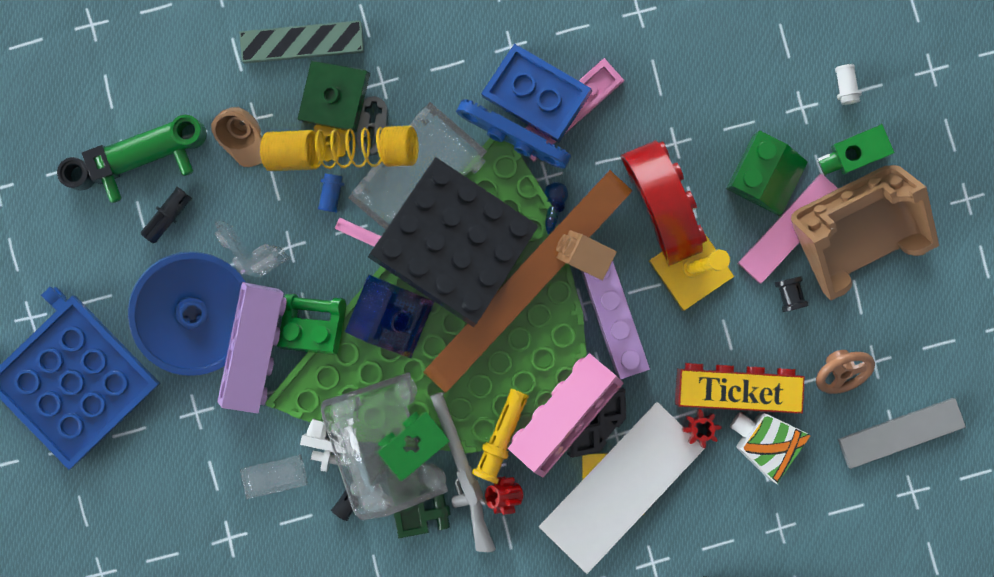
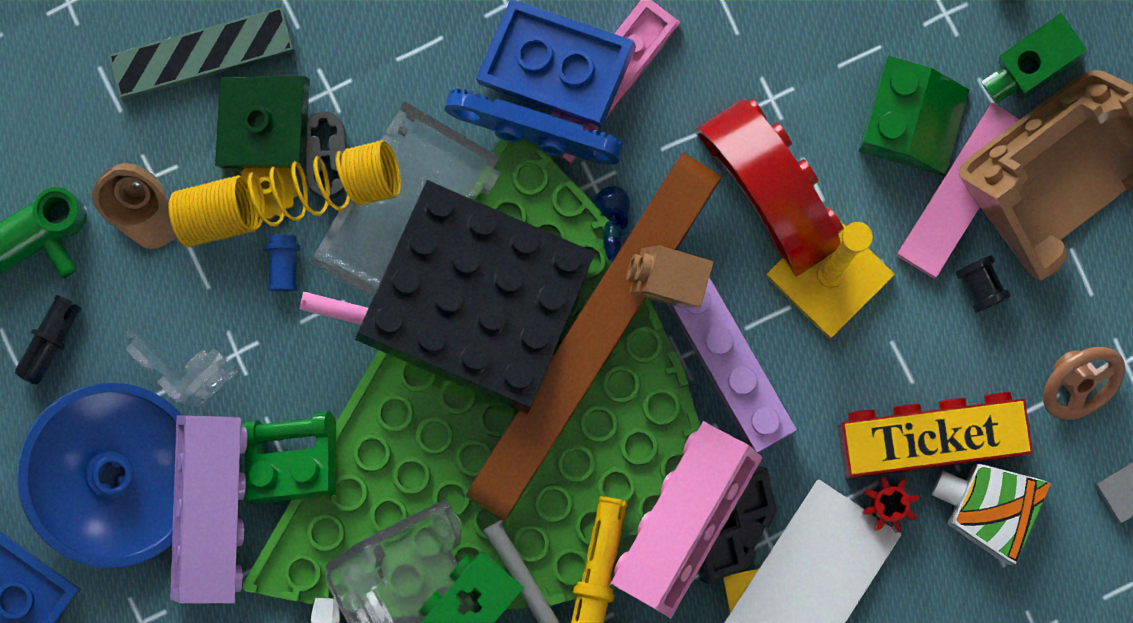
camera: 10 degrees left, 5 degrees down
(389, 316) = (402, 423): clear blue slope -> none

